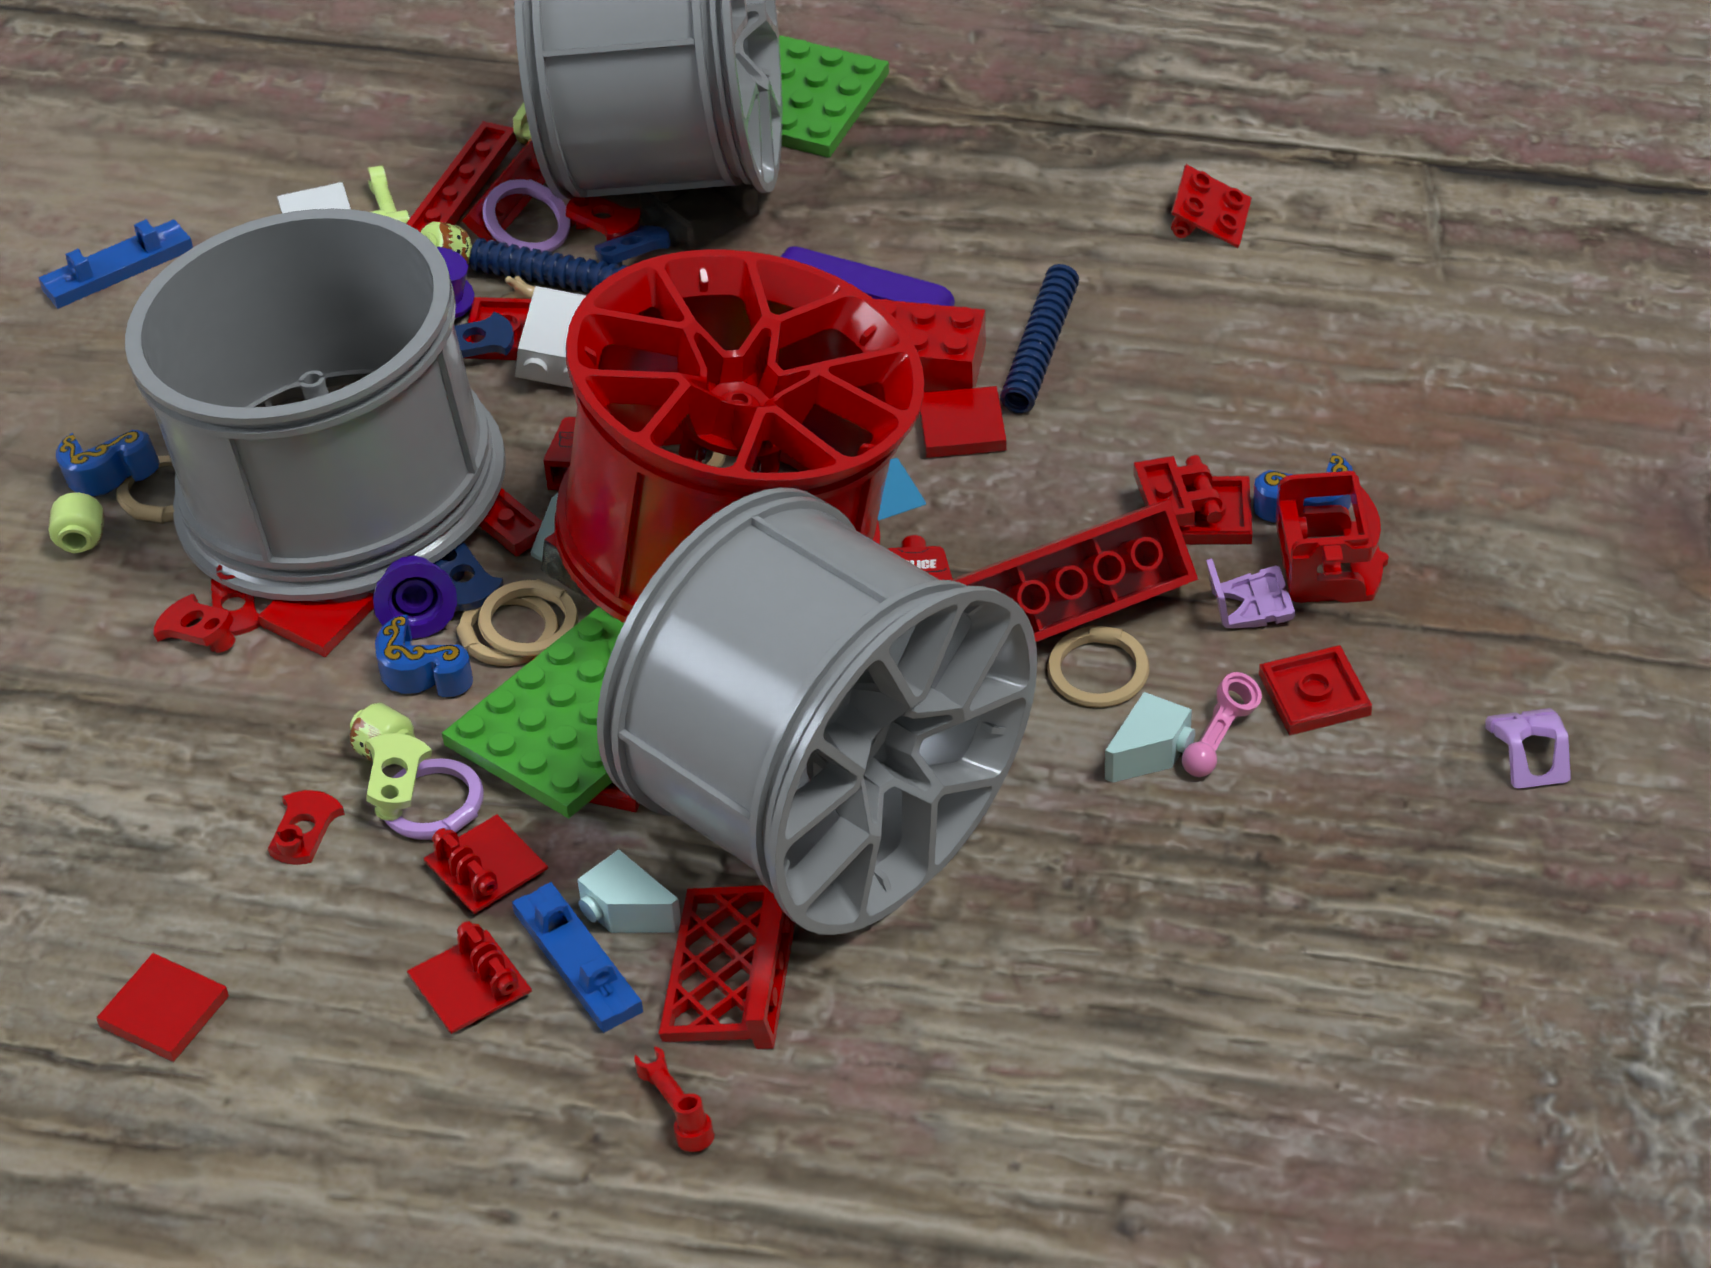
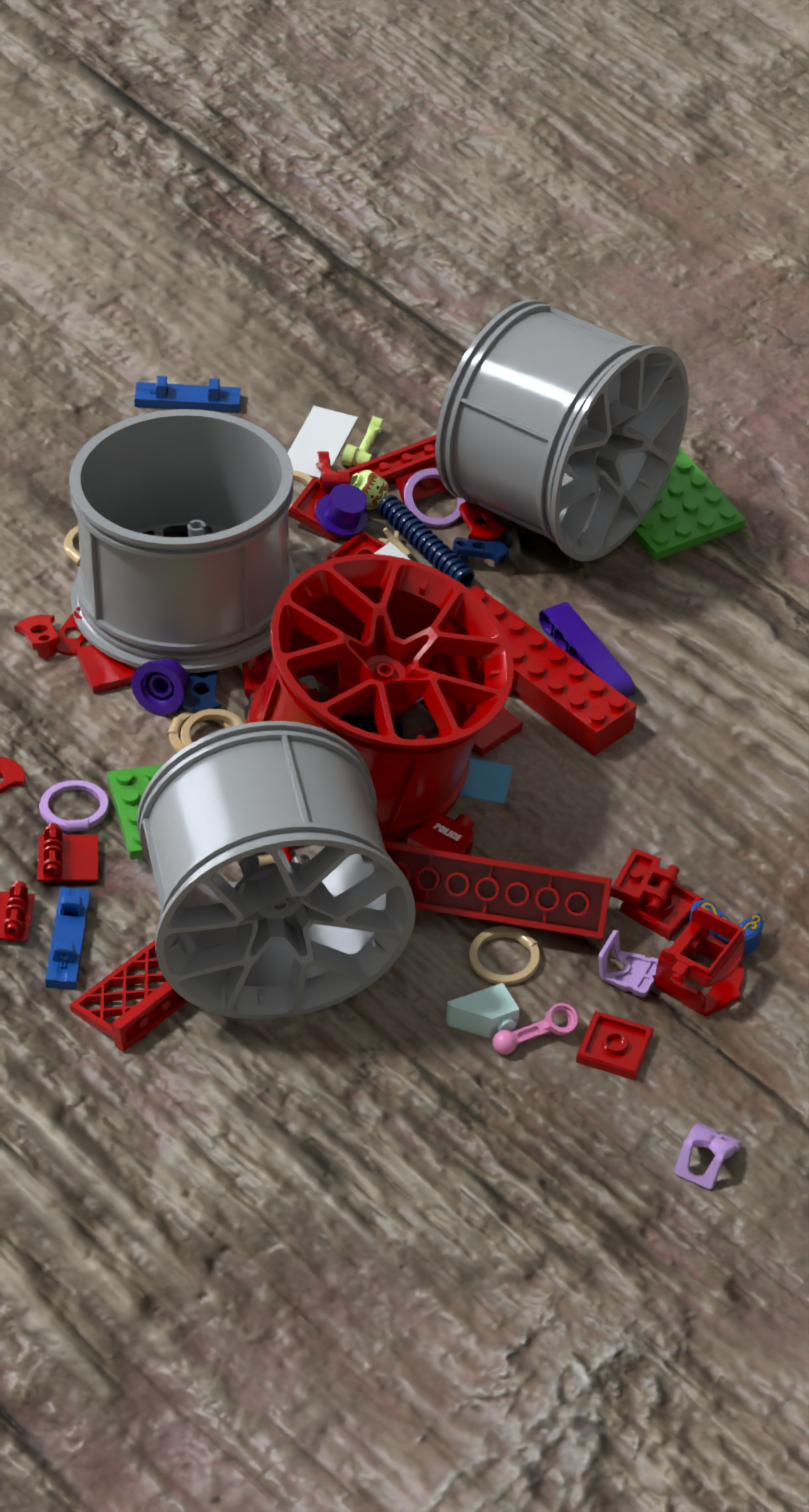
camera: 30 degrees right, 0 degrees up
(76, 522) = (27, 538): yellowish green head -> none
(108, 464) = (59, 510): blue animal -> none
(375, 721) = (77, 754): yellowish green head -> none
(389, 793) = (49, 789): yellowish green piece -> none
(419, 667) = (129, 727): blue animal -> none
(497, 334) = (329, 547): dark blue piece -> none
(627, 898) = (117, 920): light aqua slope -> none
(692, 1125) = (39, 1064): red brick -> none
(962, 422) = (569, 766): red tile -> none
(1039, 339) = (663, 743): dark blue piece -> none

